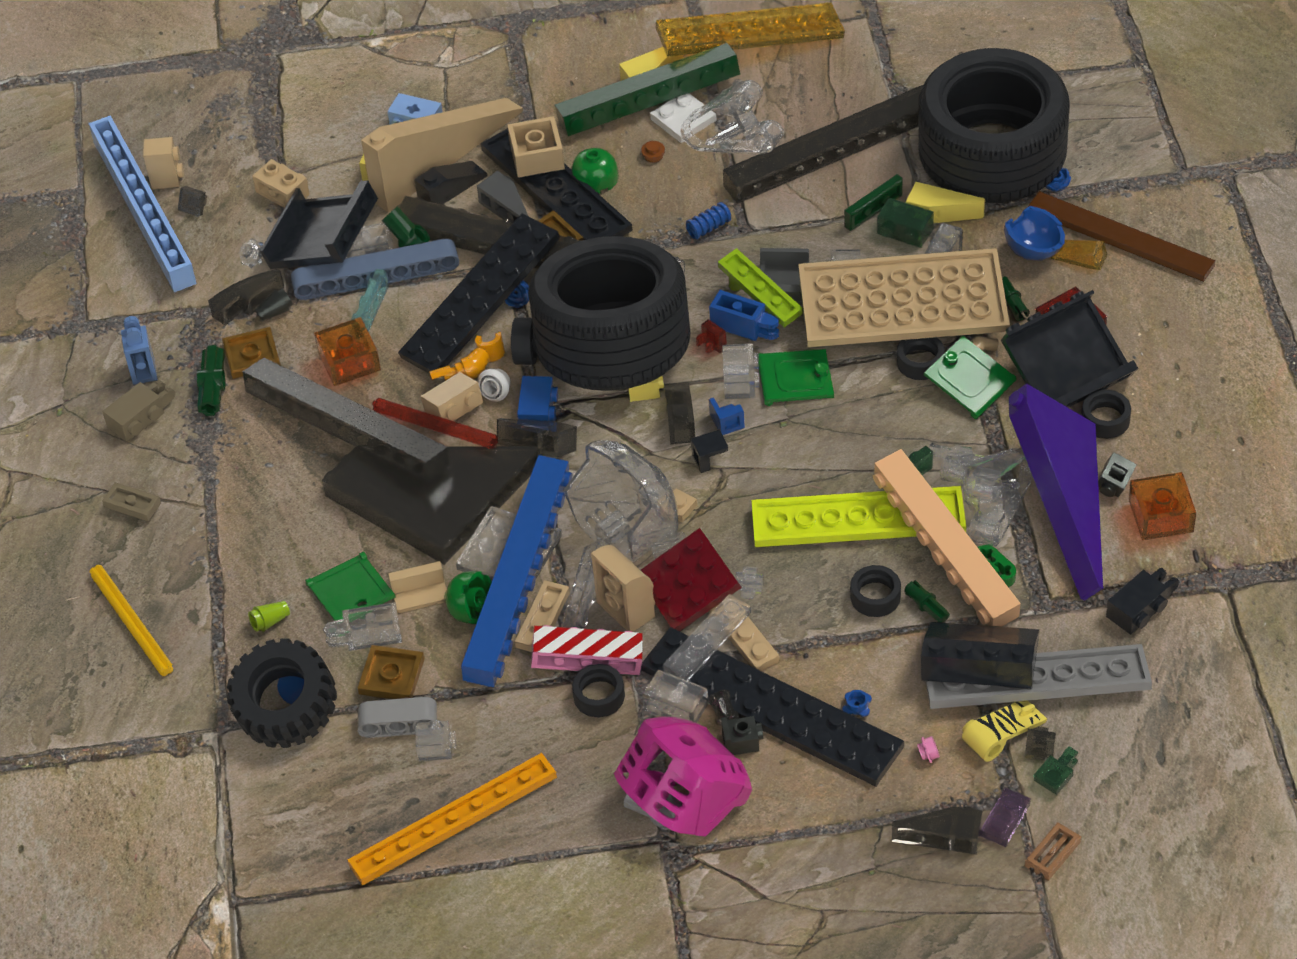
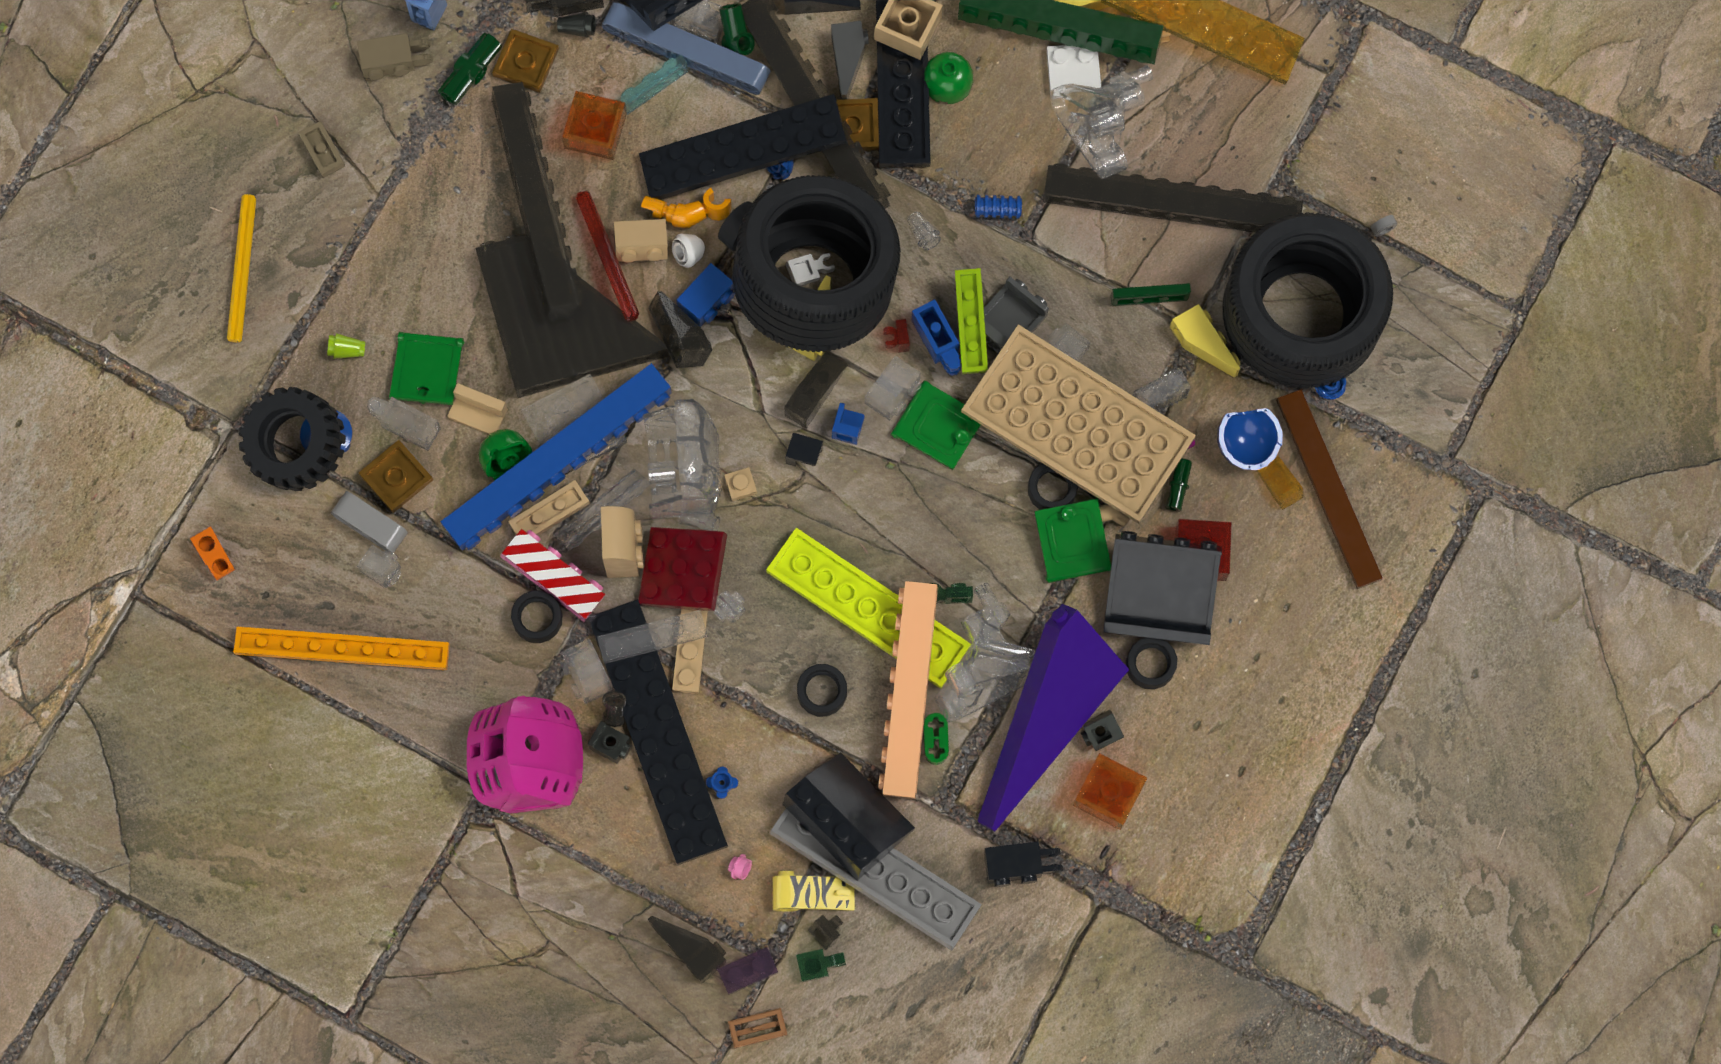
camera: 30 degrees right, 25 degrees up
(279, 822) = (212, 553): none -> orange leg
(653, 151) = (1016, 90): dark orange plate -> none
(905, 222) = (1157, 337): clear green brick -> none
(926, 601) = (853, 732): dark green axle -> none

